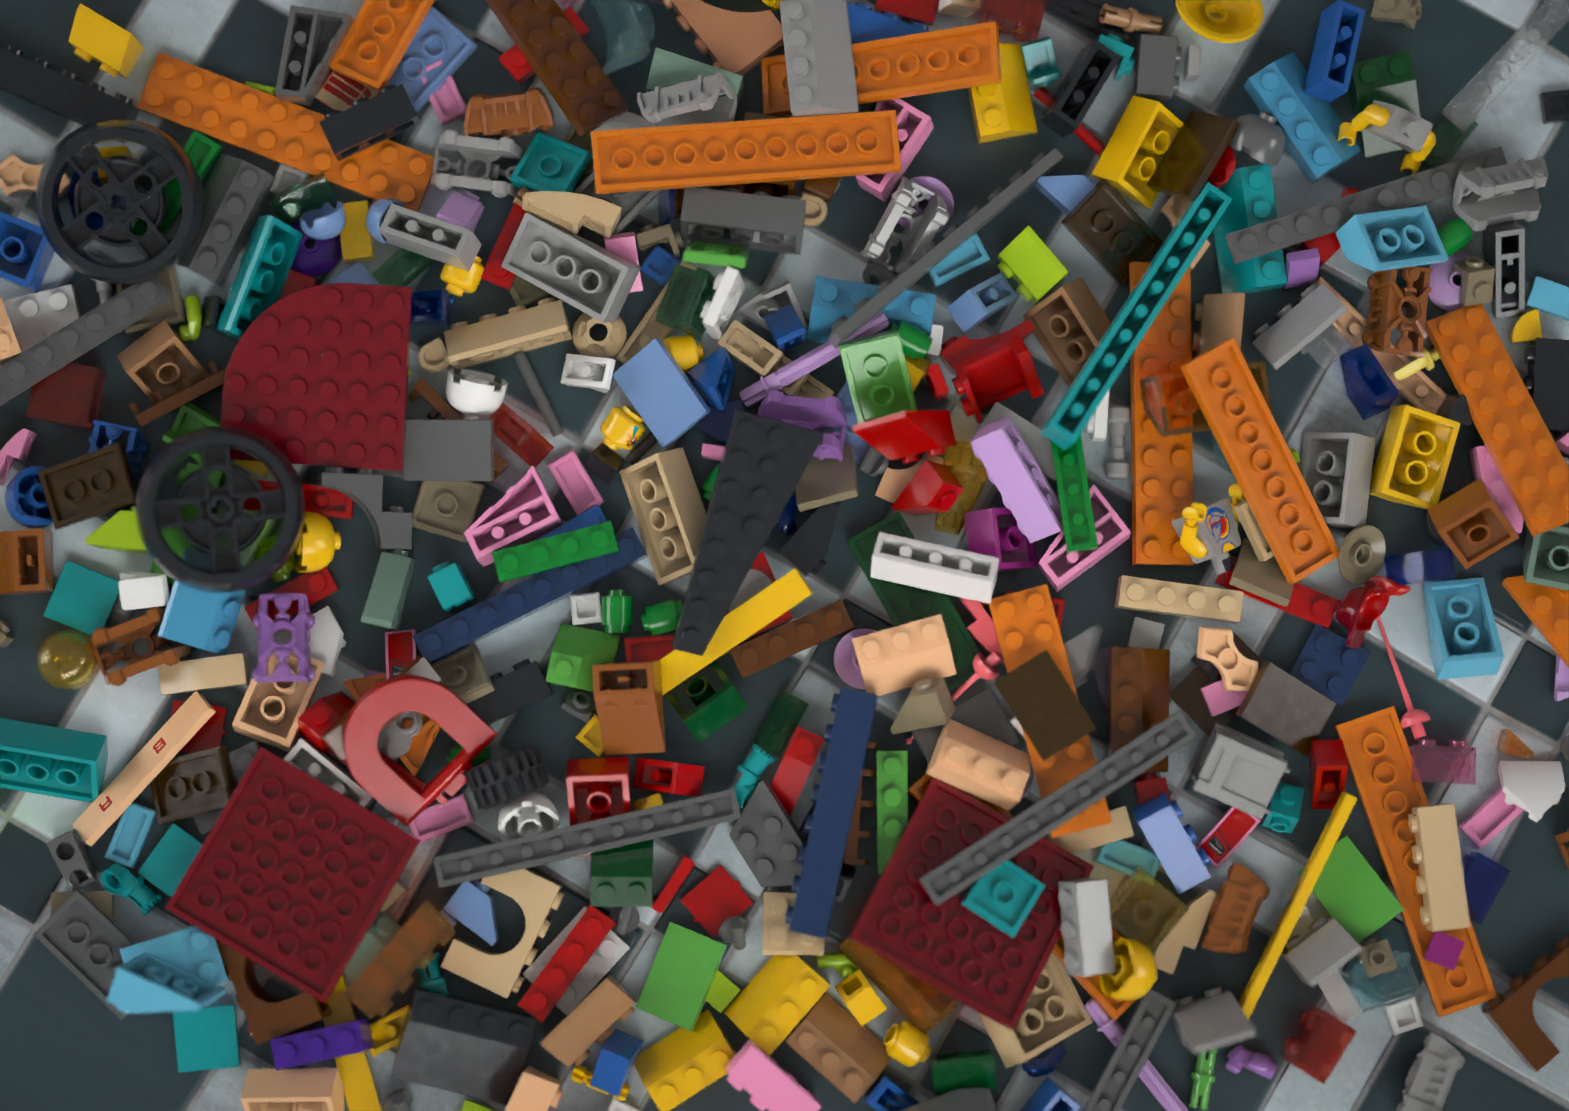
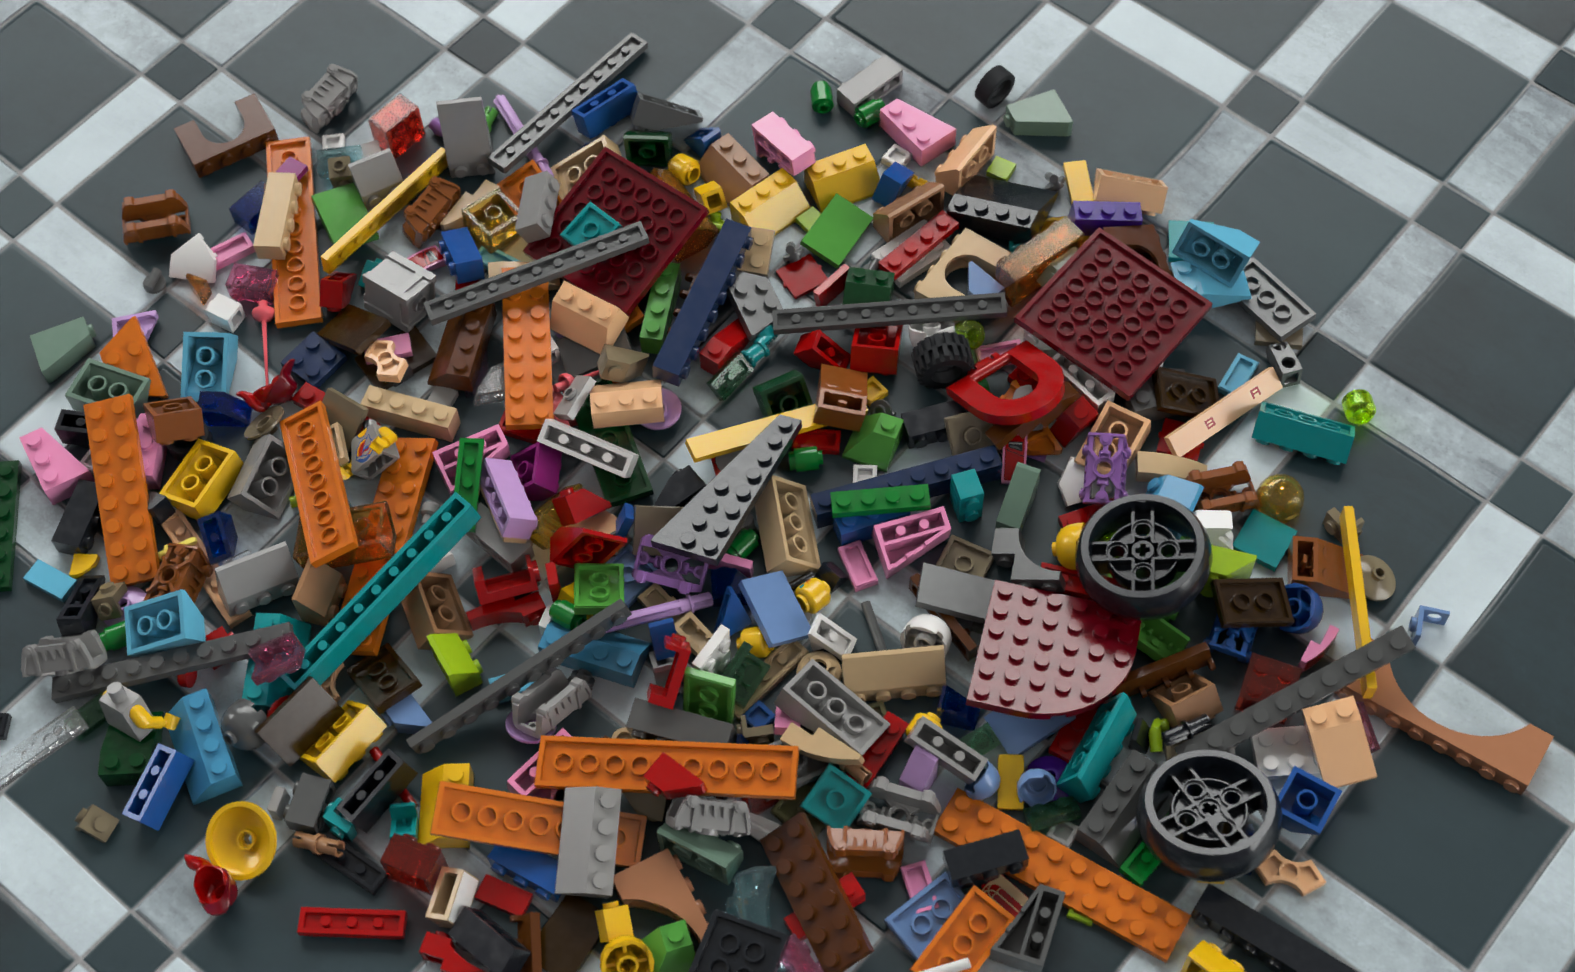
camera: 170 degrees left, 25 degrees down
(130, 887) = (1239, 338): teal connector -> none
(155, 316) = (1186, 730): none -> black axle
(171, 859) = (1202, 351): teal tile -> none
(434, 356) = (958, 676): tan tile -> none
(480, 829) = (972, 331): none -> clear neon green head
(520, 436) = (896, 599): clear red arch -> none
(616, 611) = (841, 468): green brick -> none
(648, 802) = (841, 338): yellow tile -> none
(732, 125) = (672, 779): none -> red slope
(765, 252) = (667, 695): none -> red panel
(792, 638) = (678, 430): reddish brown arch -> none
(869, 483) = (624, 520): none -> blue tile
(968, 639) = (574, 397): none -> light grey plate
(981, 302) = (502, 644): medium blue slope -> none
(1044, 705) = (529, 342): dark brown tile -> none
(1133, 972) = (511, 177): yellow cylinder -> none
(1236, 207) = (276, 658): none -> clear pink bracket
(1302, 268) = (240, 622): medium lavender slope -> none
(1466, 713) = (225, 312): none -> white brick

